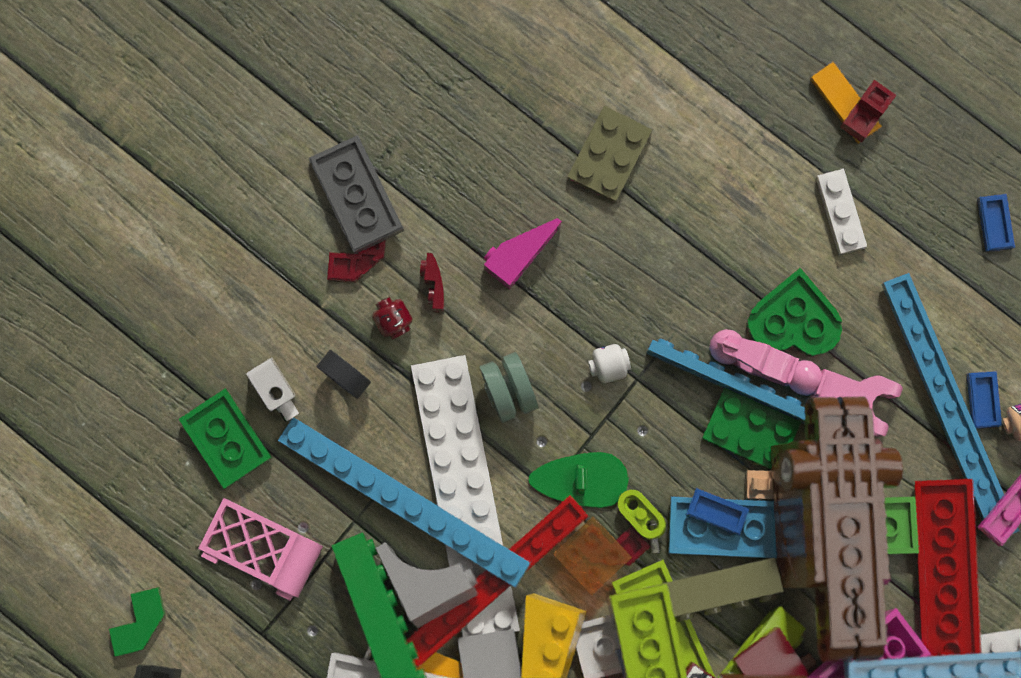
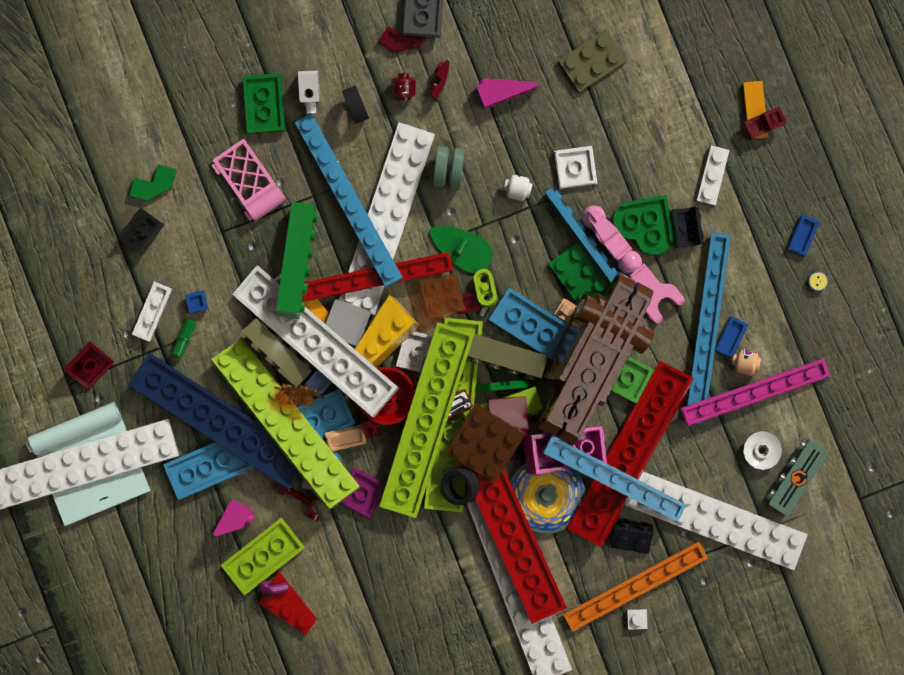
camera: 30 degrees right, 5 degrees up
(427, 592) = (333, 261): light grey arch -> none
(665, 297) = (575, 167): none -> white tile
(717, 511) = (530, 311): blue tile -> none
(732, 633) = (503, 386): none -> green tile
(849, 293) = (686, 227): none -> black bracket

